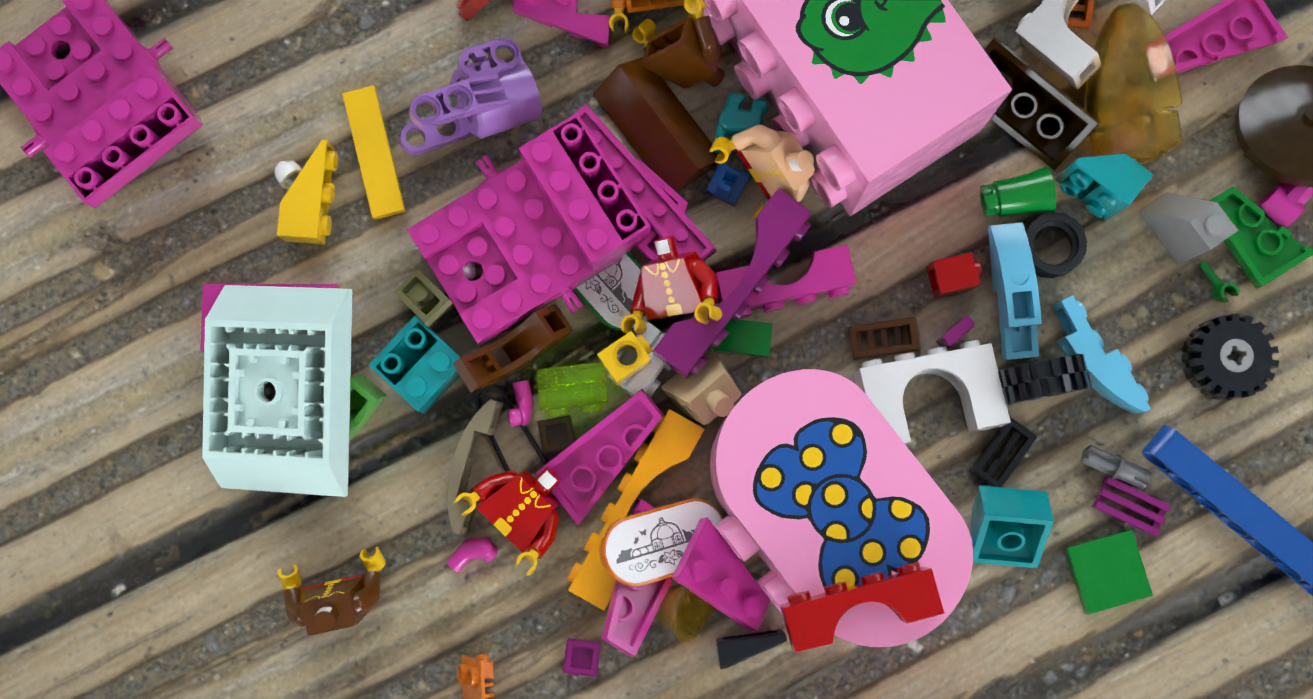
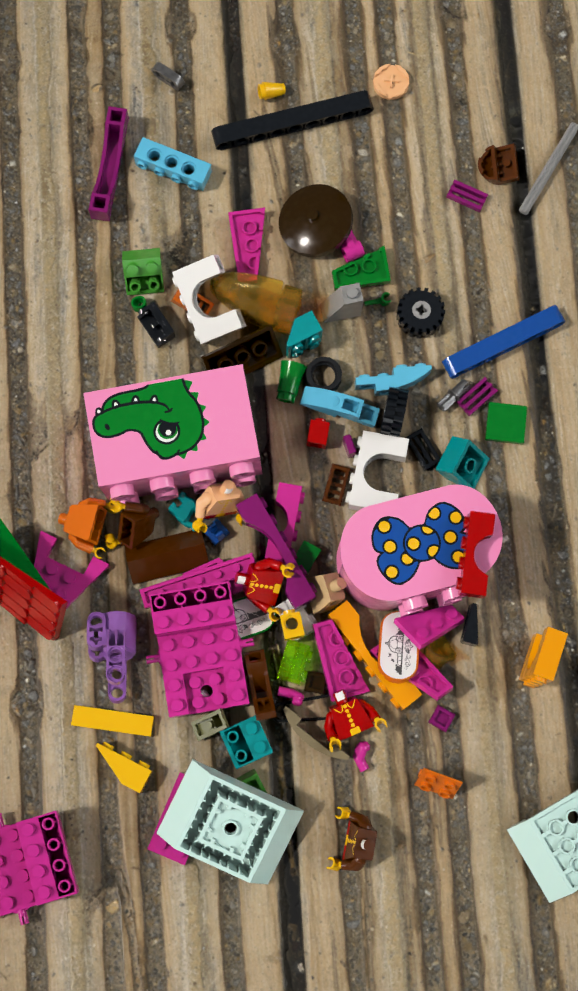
camera: 70 degrees left, 5 degrees down
(287, 172) = (104, 774): white hinge -> none

